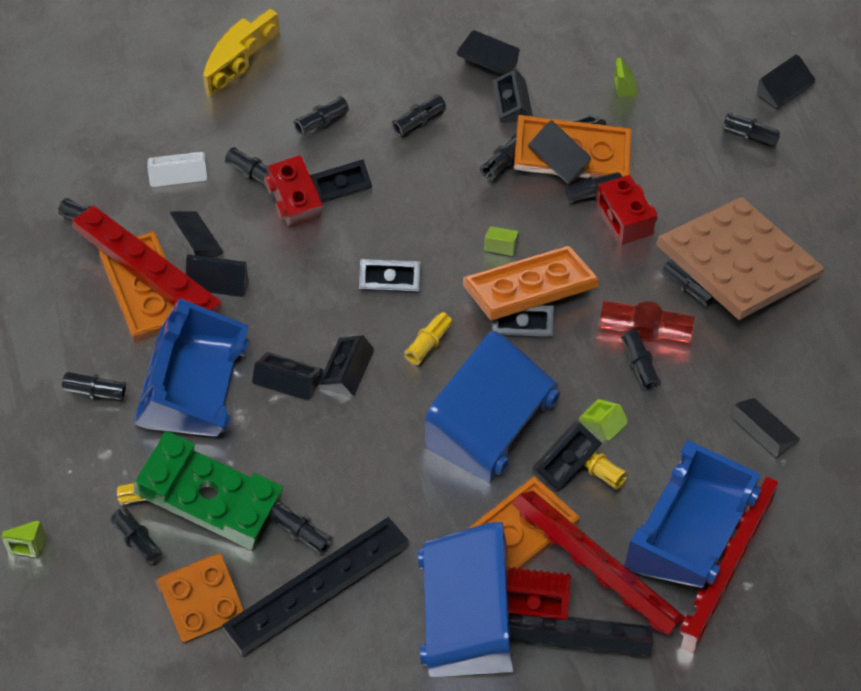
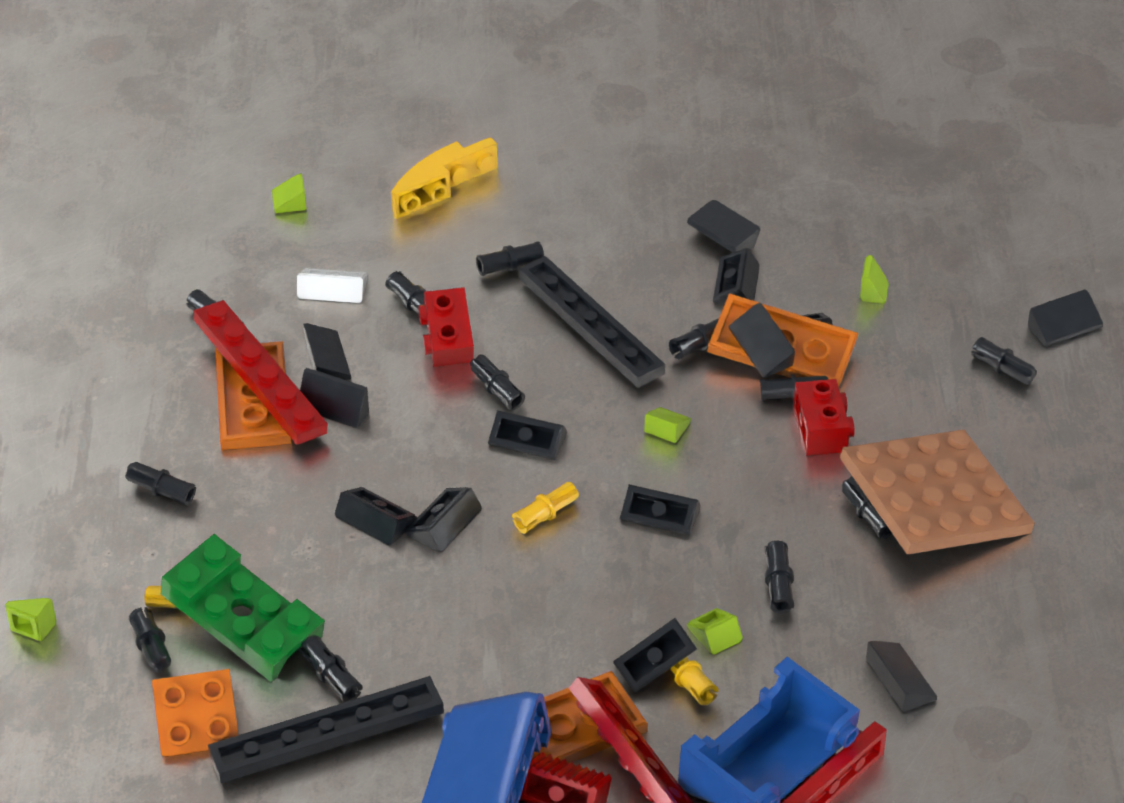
camera: 15 degrees right, 10 degrees down
(113, 93) = (290, 195): none -> lime slope
(191, 372) = (270, 486): blue windscreen -> none
(341, 180) = (506, 329): black slope -> none
(349, 232) = (497, 382): none -> black axle
(405, 123) = (621, 277): black pin -> none
(409, 160) = (592, 321): none -> black plate
(487, 407) = (579, 583): blue windscreen -> none
(530, 282) = (681, 470): orange tile -> none
(648, 320) = (803, 536): clear red piece -> none

